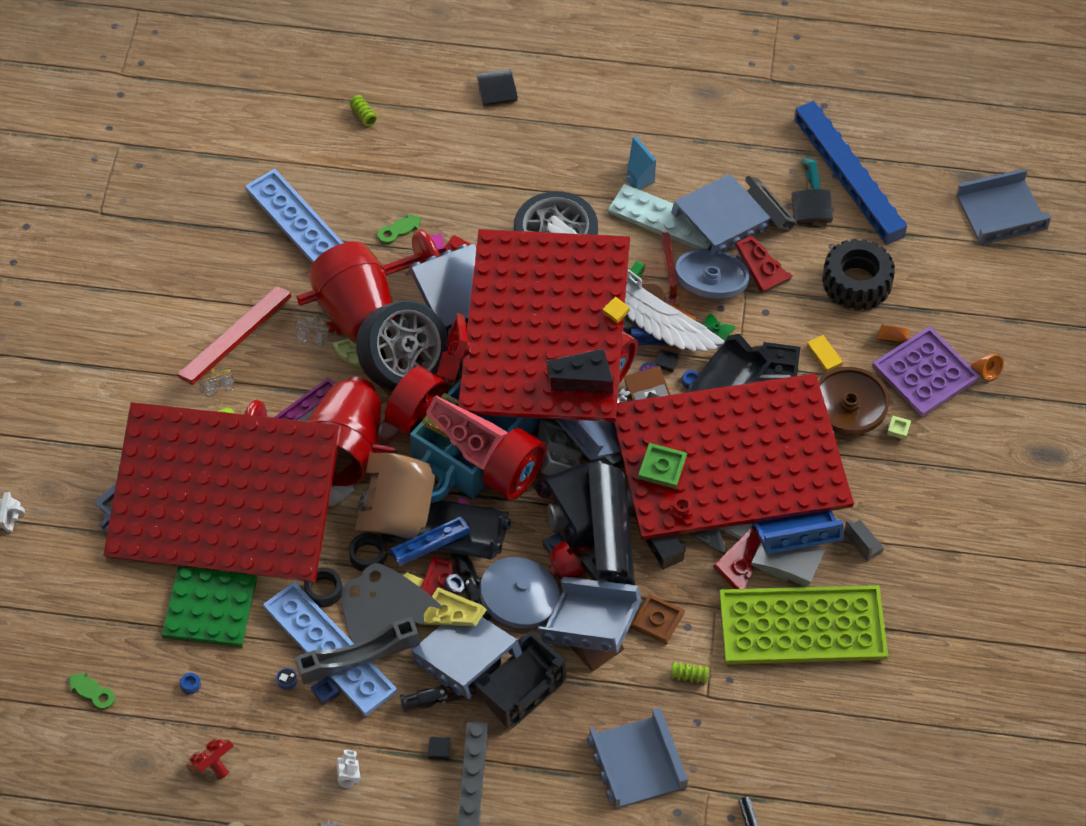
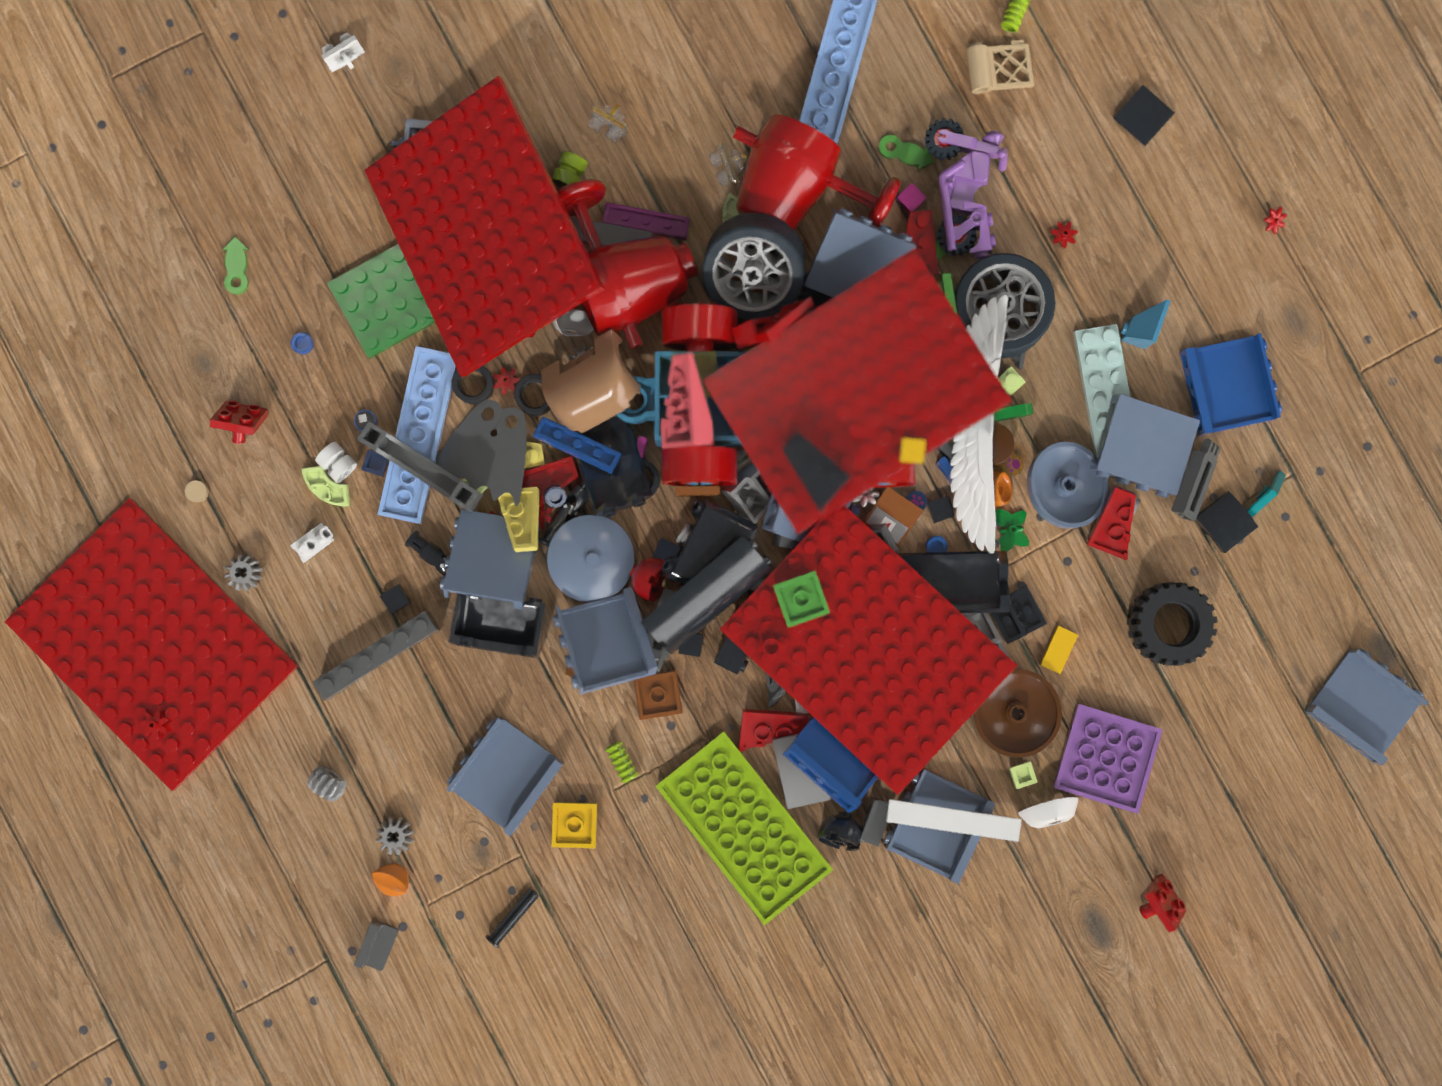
camera: 50 degrees right, 30 degrees up
(234, 335) = (667, 100): tile -> none
(294, 717) = (337, 463): none -> white wheel
(312, 740) = (325, 488): none -> yellowish green tile
(341, 566) = (505, 385): none -> red plant
(386, 150) = (982, 67): none -> tan piece
(450, 202) = (961, 182): none -> medium lavender piece
(526, 493) = (695, 491): none -> dark orange tile
(536, 177) = (1061, 236): none -> red plant
(629, 61) = (1274, 219): none -> red plant
(640, 572) = (692, 647): none -> black tile
(669, 265) = (1048, 437): clear red tile -> none
(713, 736) = (574, 825): none -> yellow plate
(719, 147) = (1230, 384): none -> blue panel
(850, 172) = (1297, 529): blue brick -> none
(855, 562) = (840, 831): none -> black cylinder
(893, 333) = (1130, 699): orange piece -> none
(898, 482) = (953, 820): none -> white tile
(898, 501) = (933, 848): none -> sand blue panel
(936, 430) = (1045, 813): none -> white piece
(989, 366) = (1156, 814): orange piece -> none
(1056, 399) = (1164, 903): none -> red plate

